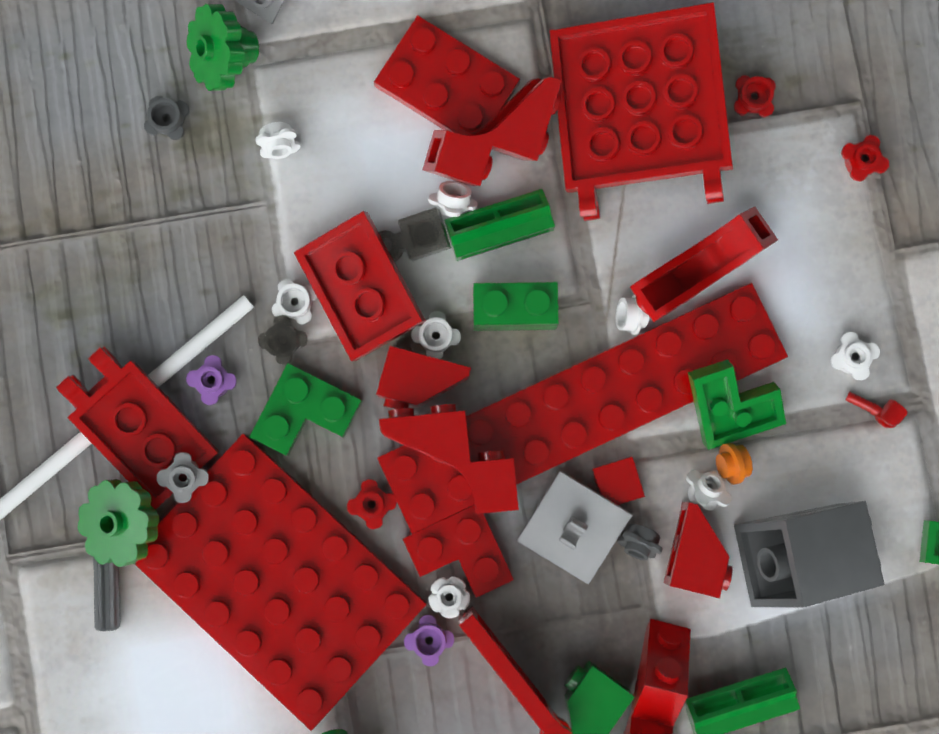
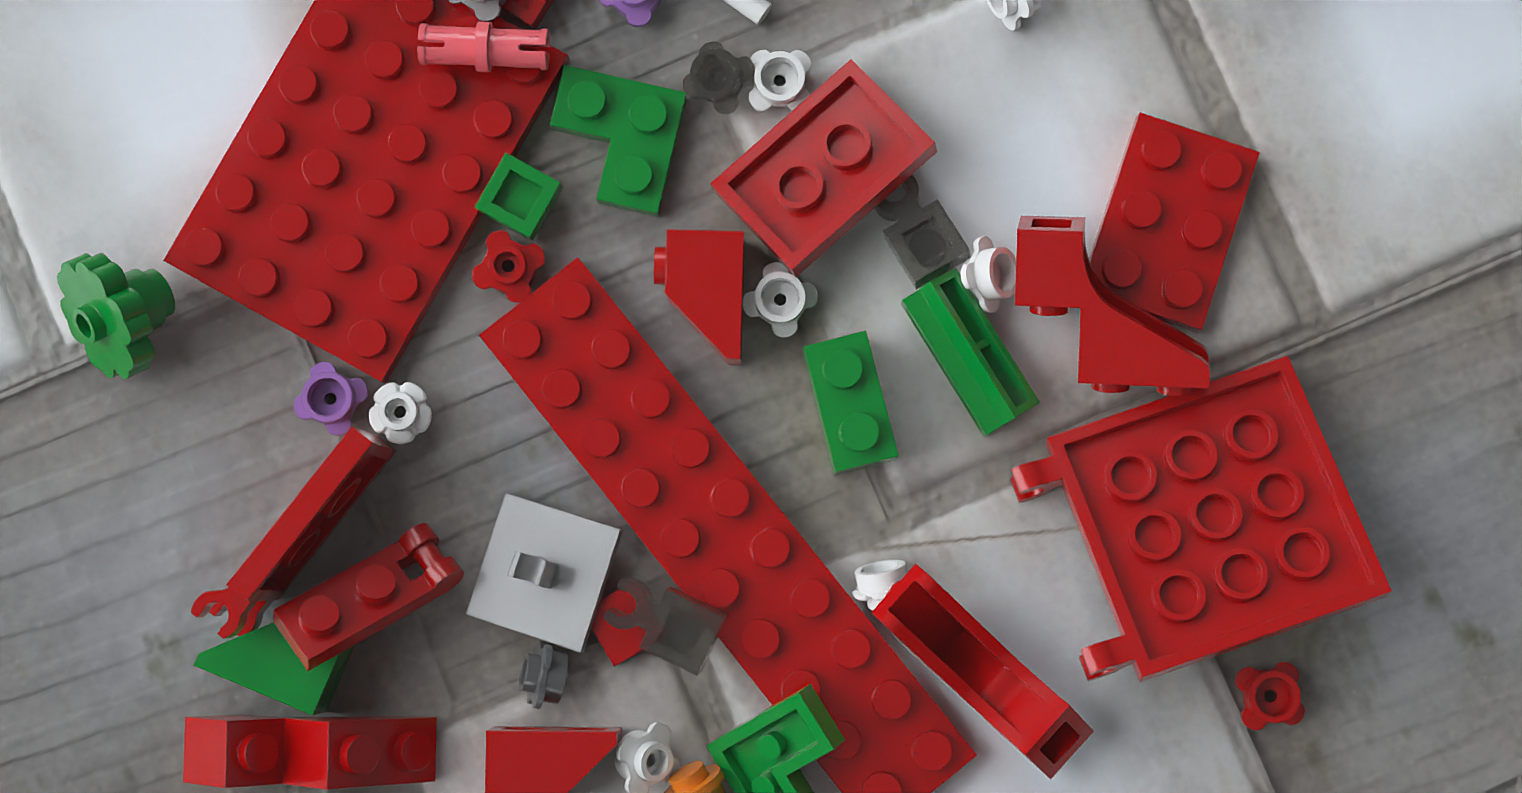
camera: 85 degrees right, 0 degrees up
(225, 485) = (483, 46): none -> coral pin
(328, 486) = (518, 196): none -> green plate
(445, 438) = (622, 348): red arch -> none
(465, 539) = (489, 420): red plate -> none
(566, 645) = (366, 597): none -> red plate
(632, 449) = (676, 626): none -> clear smoke plate

